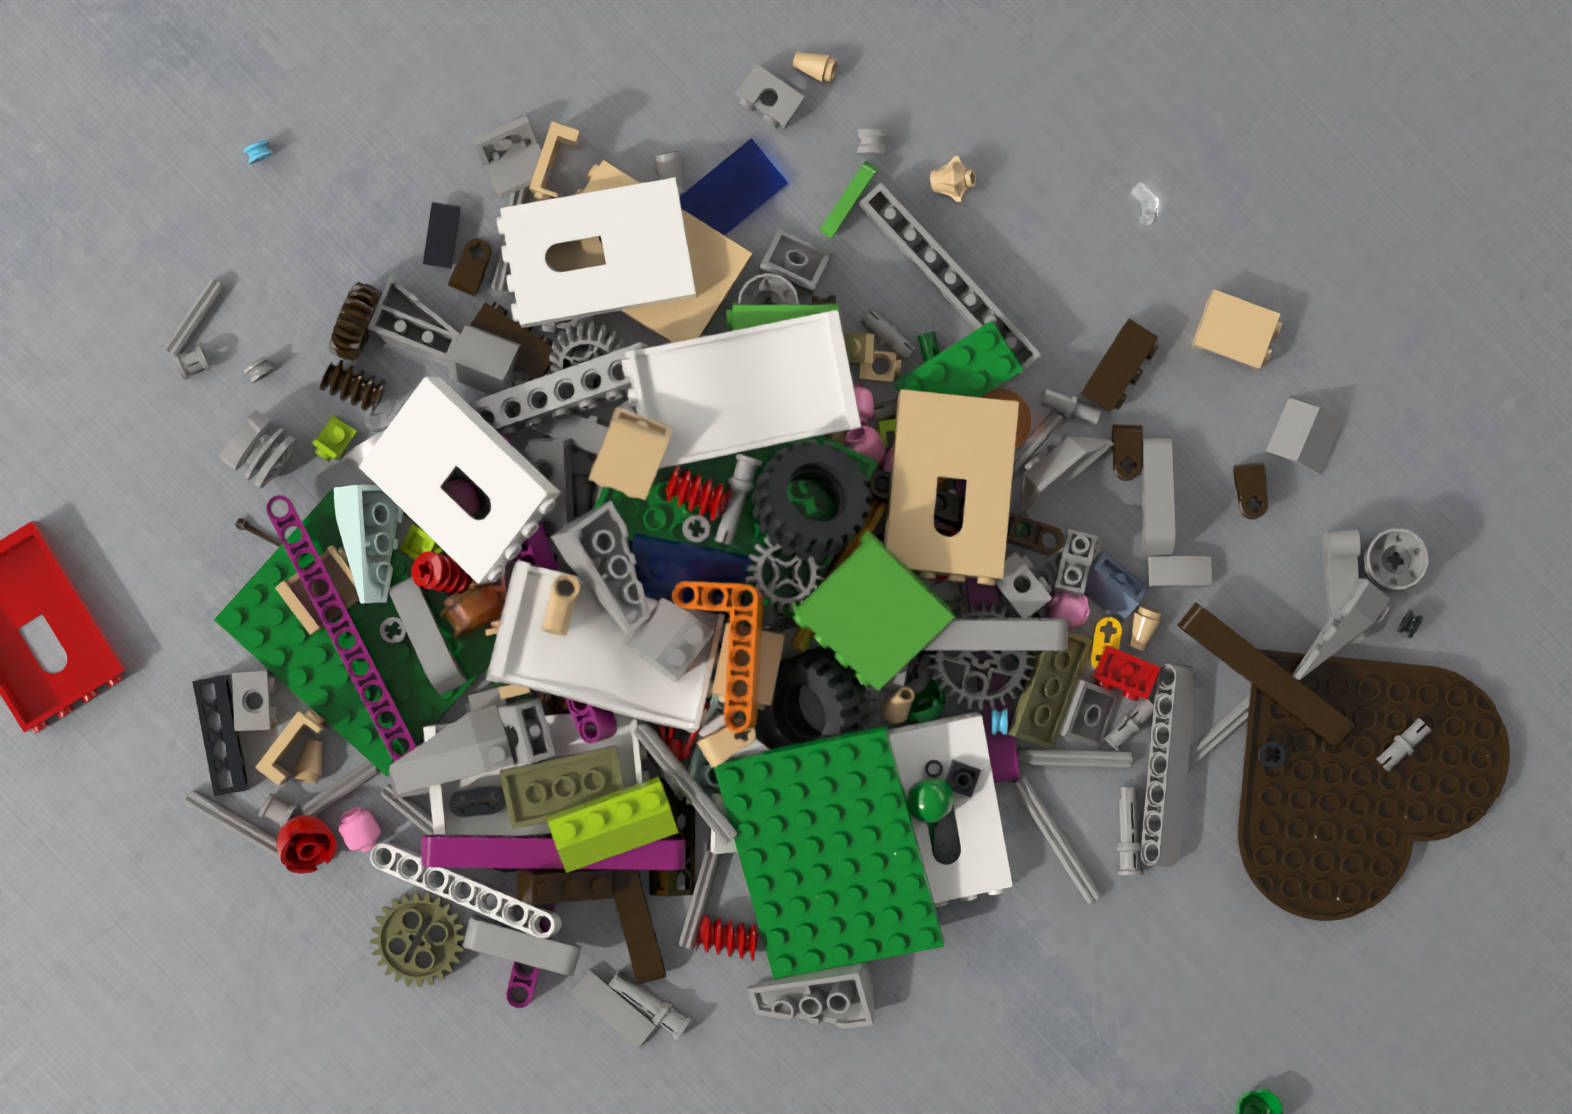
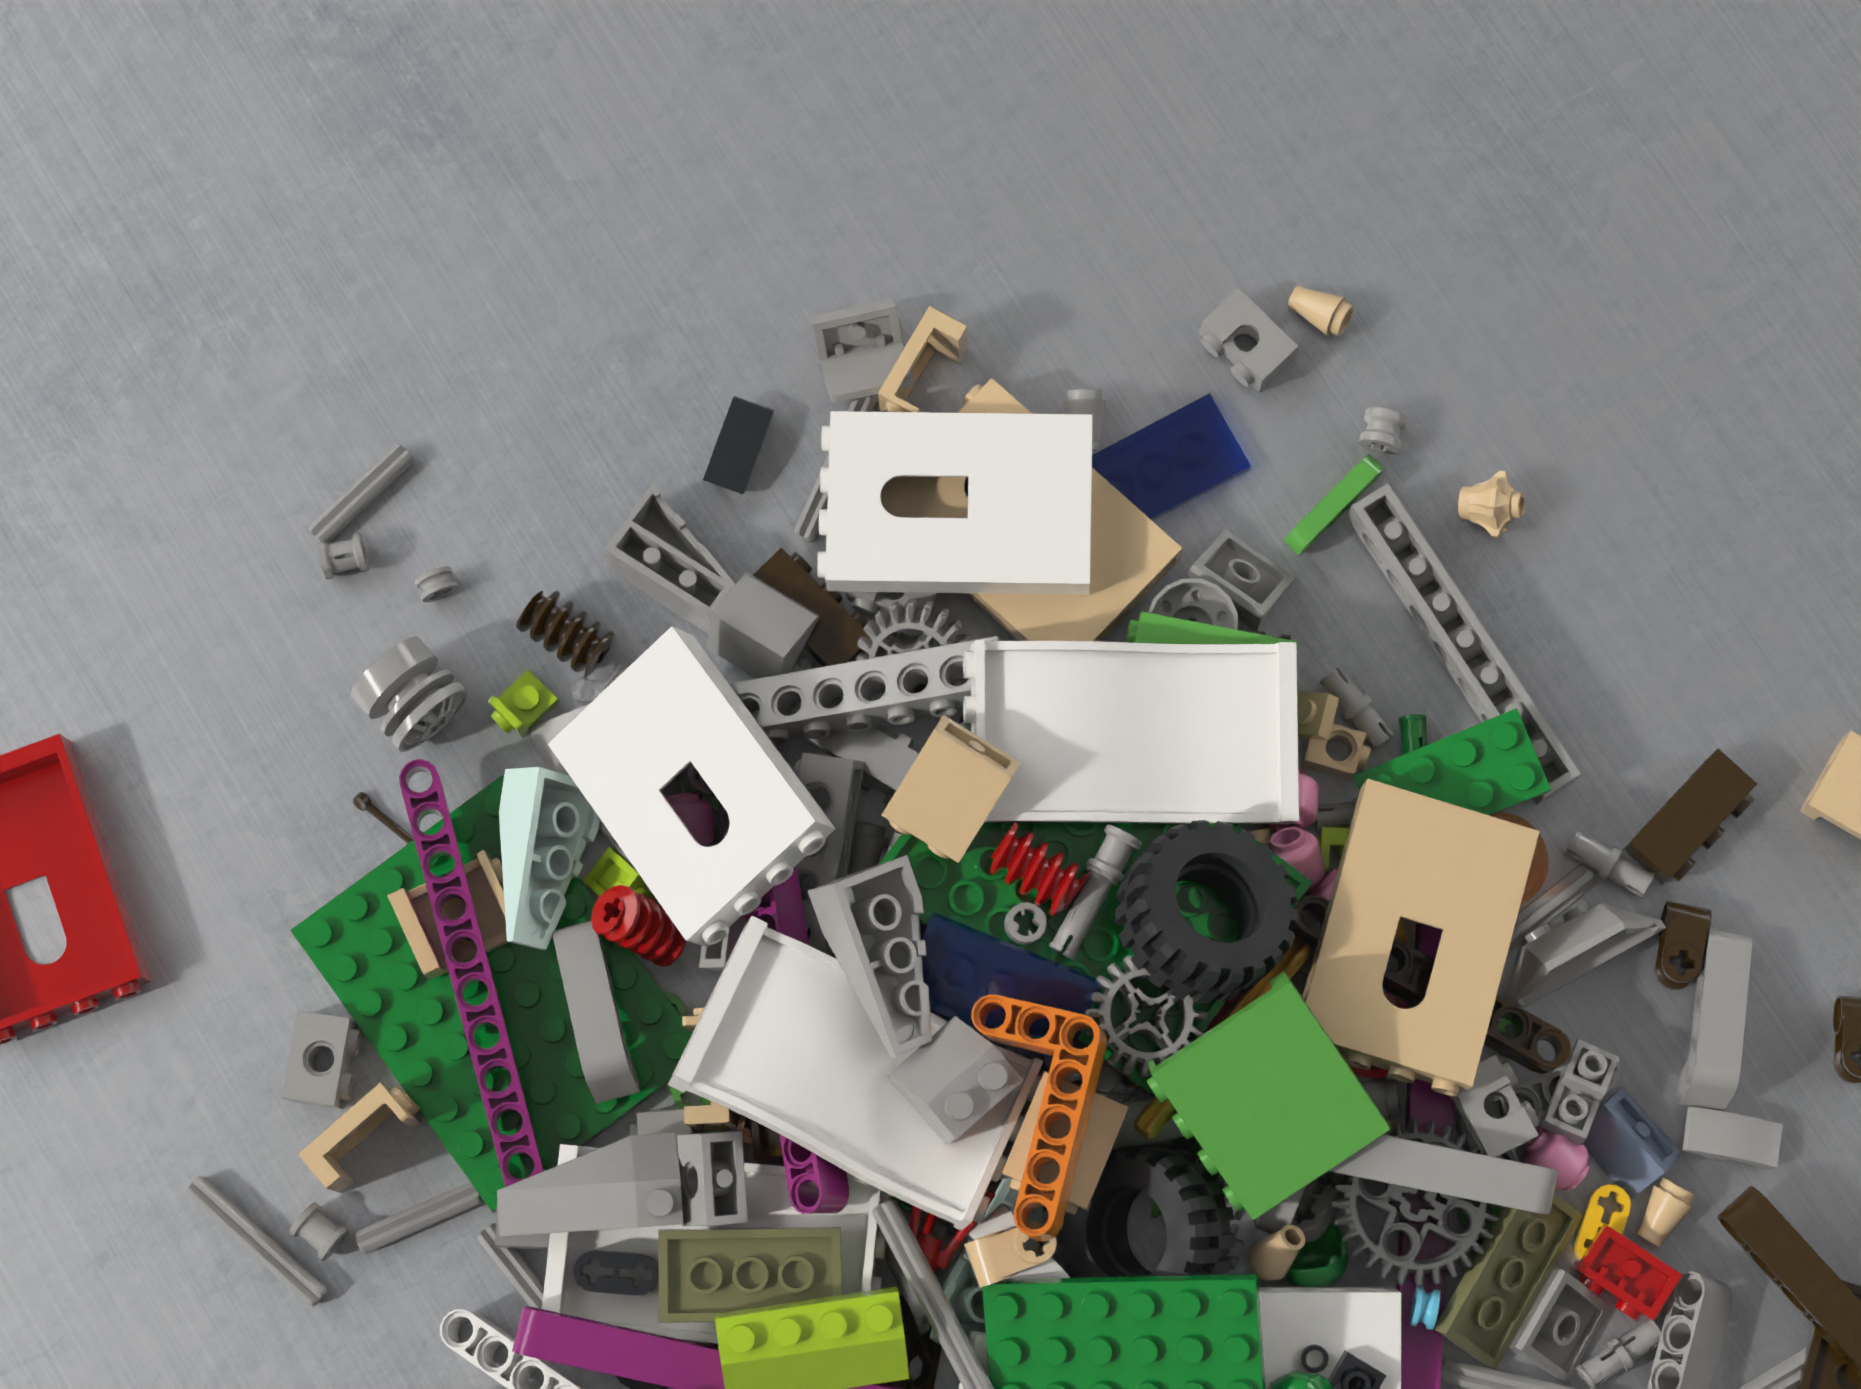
camera: 20 degrees right, 10 degrees down
(230, 736) = (275, 1108): black fence -> none
(258, 151) = (503, 281): medium azure bush -> none
(305, 844) = (348, 1288): red cylinder -> none
(309, 764) = (382, 1170): tan cone -> none
(351, 326) = (578, 548): dark brown gear -> none
(359, 829) = (433, 1283): bright pink head -> none
(390, 621) = (546, 981): light grey bush -> none
(469, 272) = (767, 503): dark brown piece -> none
(472, 608) = (670, 982): clear orange wheel -> none
(560, 608) = (799, 995): tan piece -> none
(1149, 204) = (1770, 595): clear arm -> none

